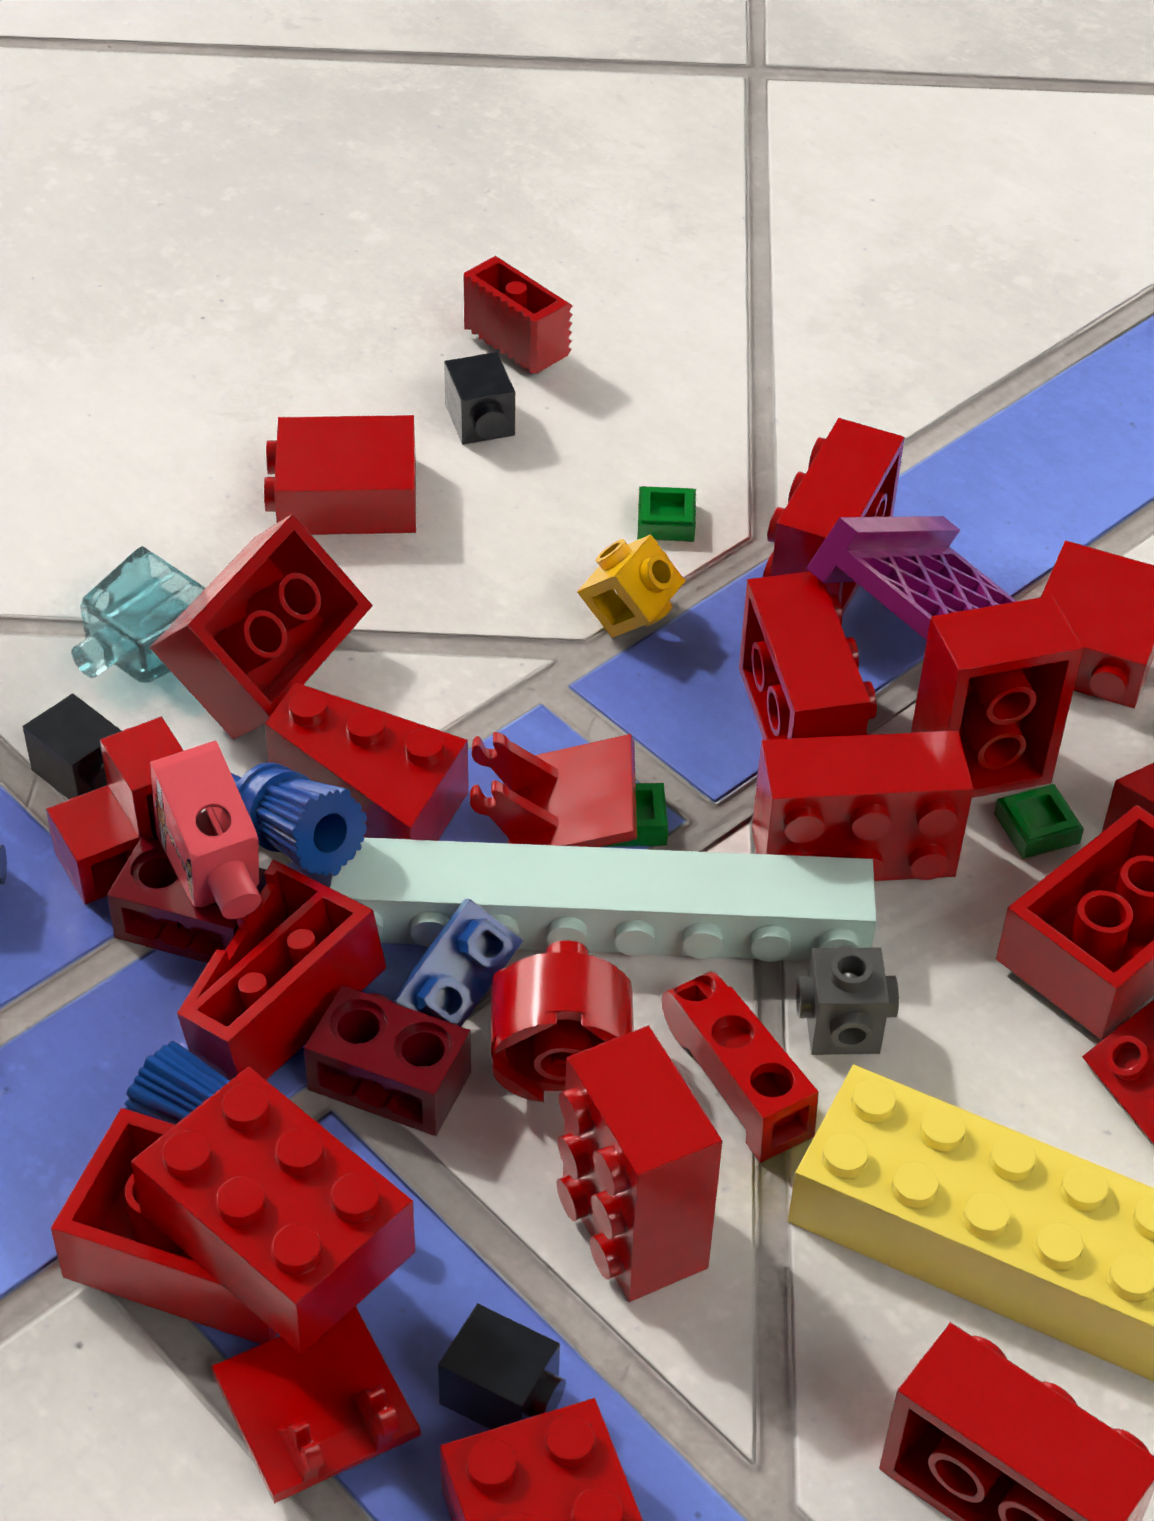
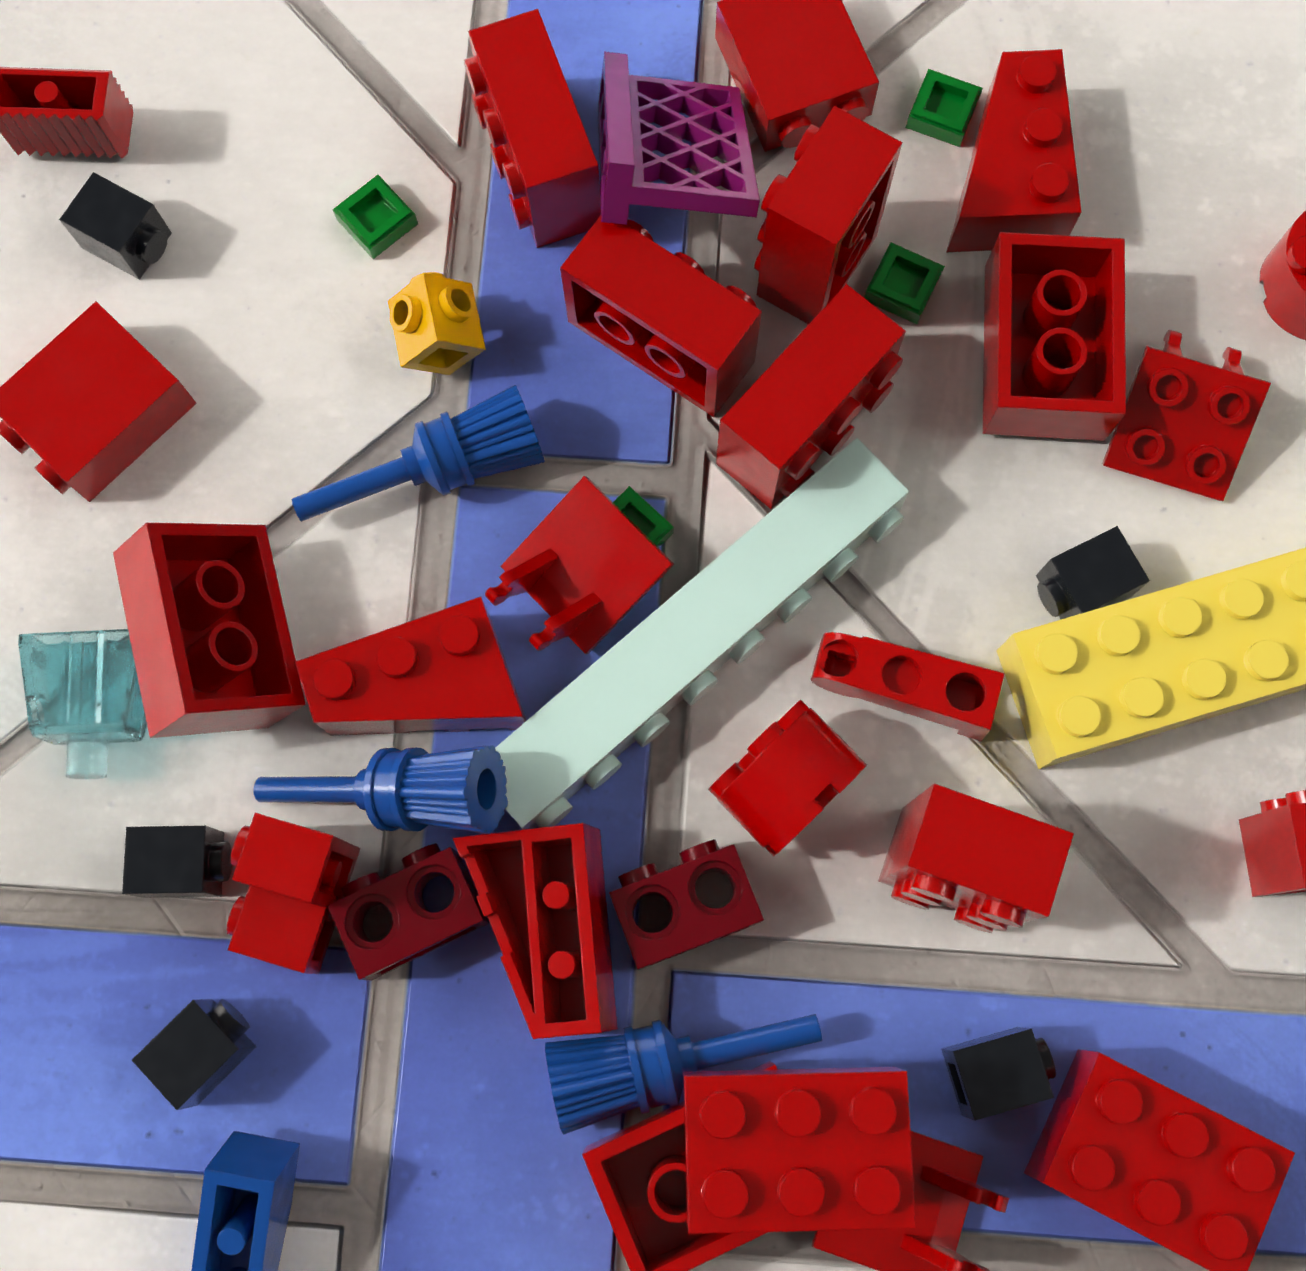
camera: 40 degrees left, 30 degrees up
(212, 849) = (377, 873): coral torso -> none
(459, 965) = (665, 796): blue hips -> none
(551, 663) = (444, 453): none -> blue piece
(846, 1000) = (924, 584): dark grey brick -> none
(981, 1087) = (1090, 576): none -> black brick

